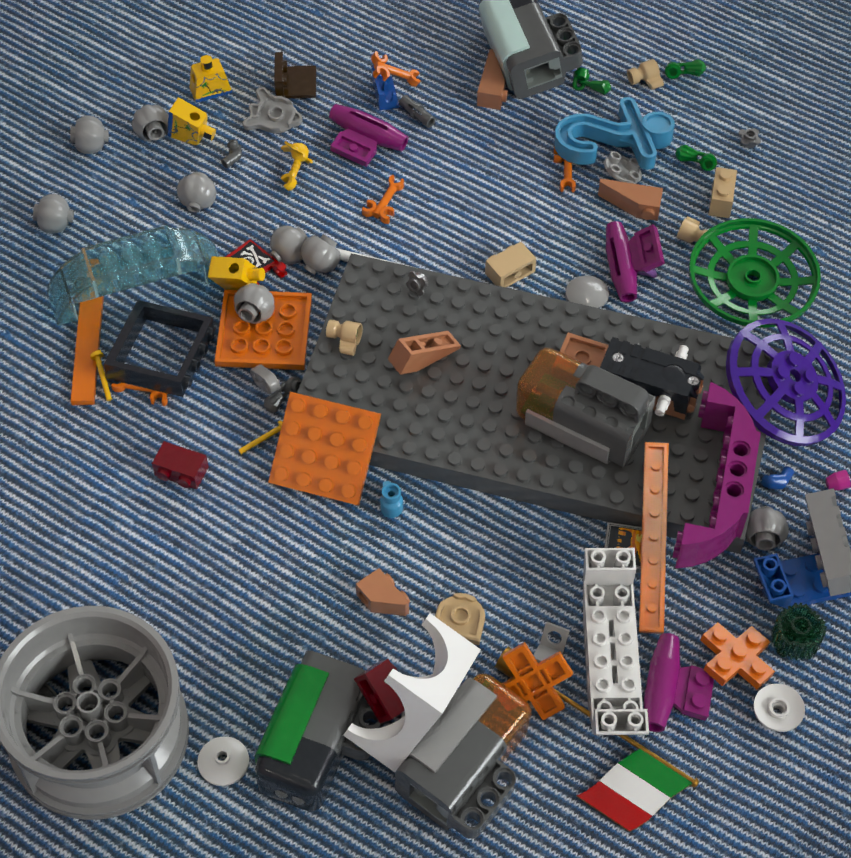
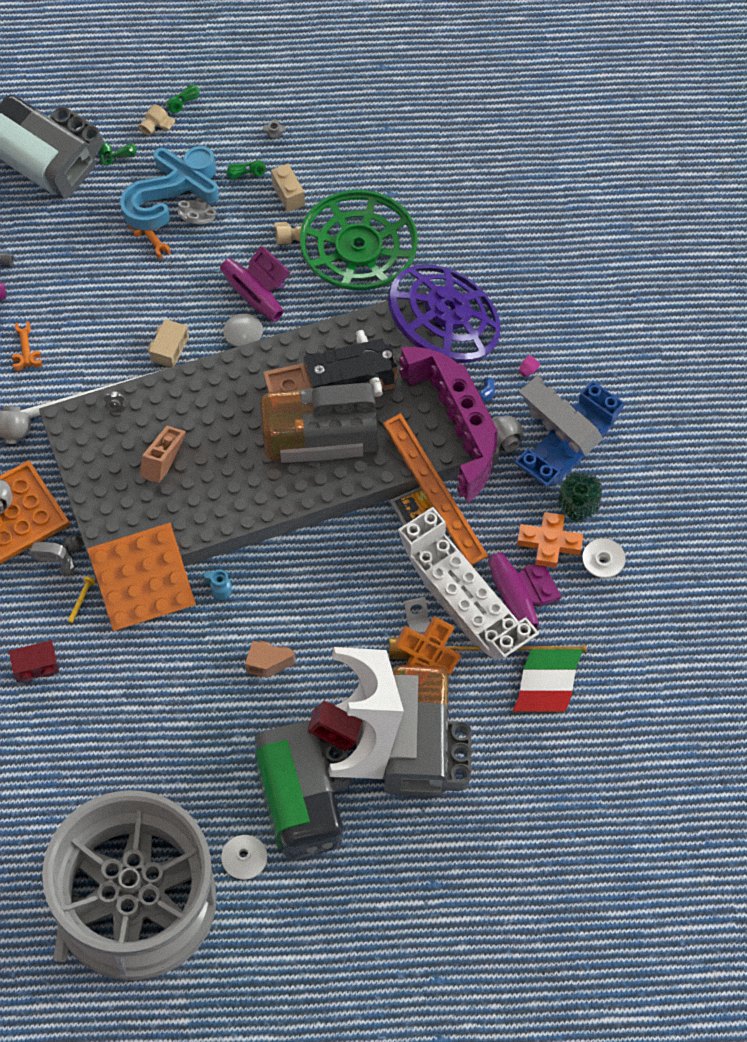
camera: 35 degrees left, 5 degrees up
(348, 332) = (91, 474): tan piece -> none
(463, 615) = (335, 633): tan tile -> none
(492, 85) = (39, 198): nougat slope -> none
(635, 199) = (222, 232): nougat slope -> none

